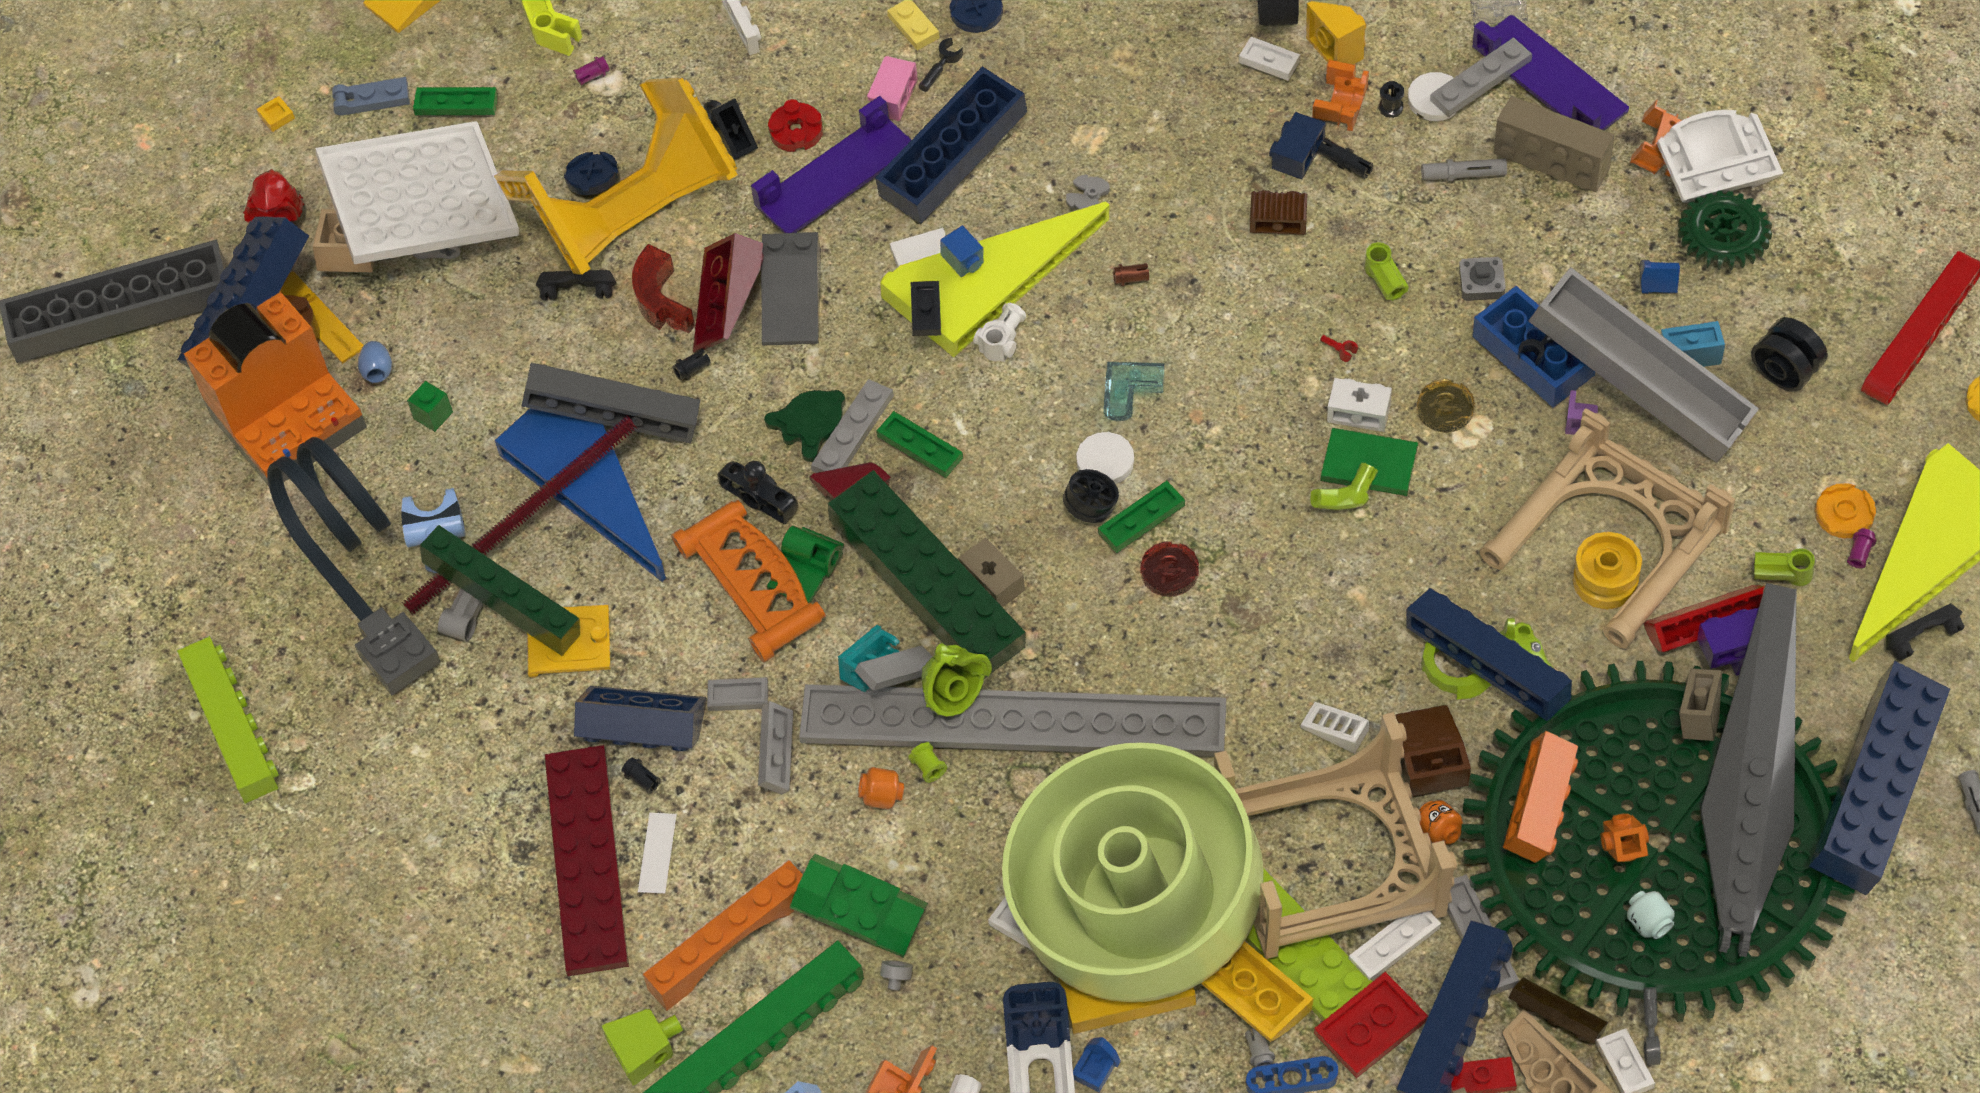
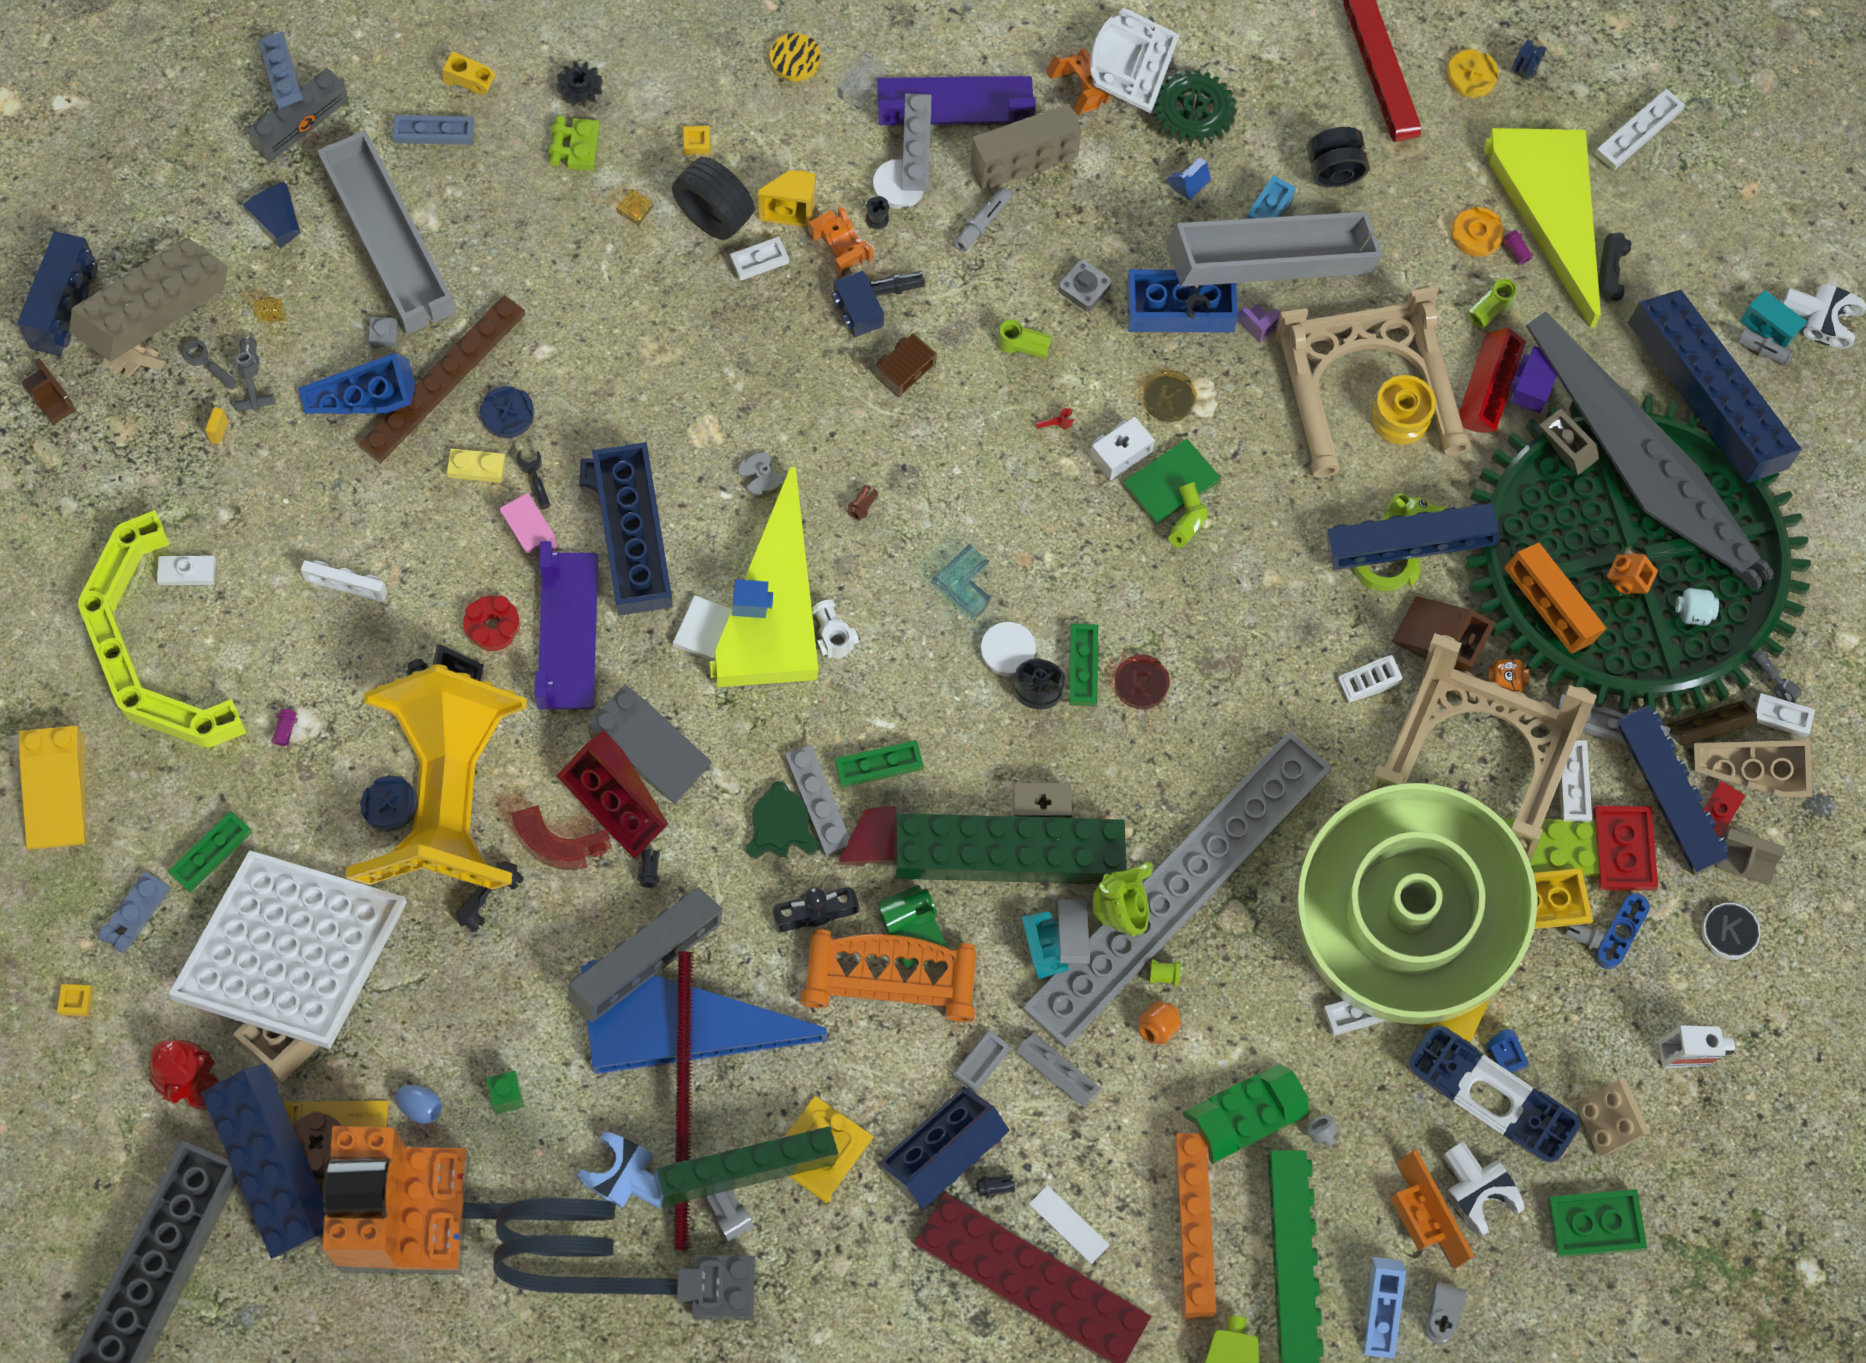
camera: 60 degrees left, 10 degrees up
(925, 308) = (776, 664): black plate -> none

